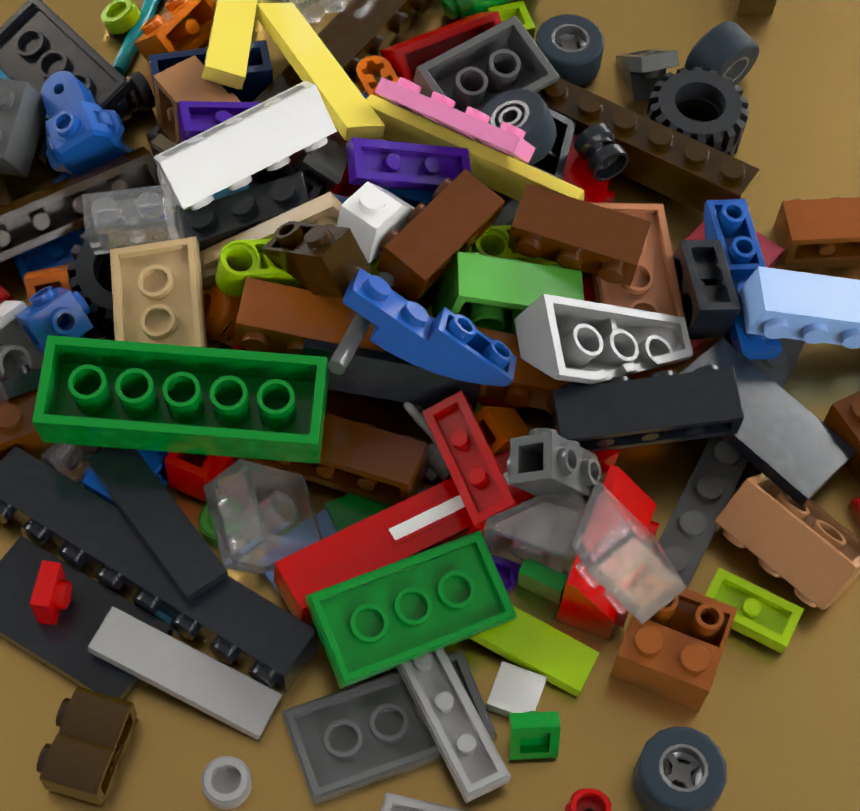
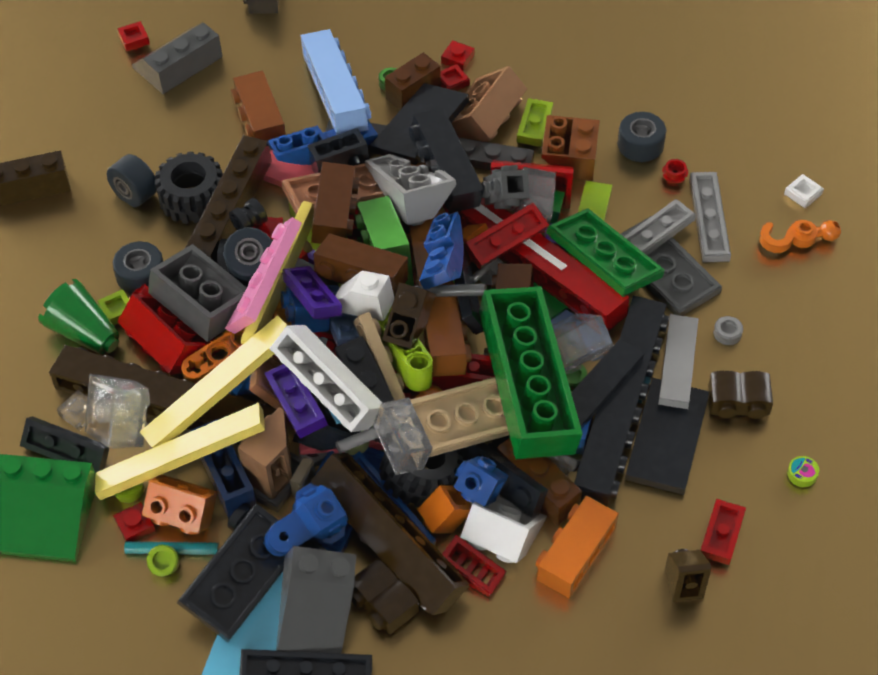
camera: 100 degrees left, 5 degrees down
(50, 593) = (663, 433): red plate -> none
(515, 690) = (622, 214): white tile -> none
(533, 735) = (645, 198): green plate -> none
(623, 558) = (547, 150): clear slope -> none
(644, 69) = (145, 220): dark grey slope -> none

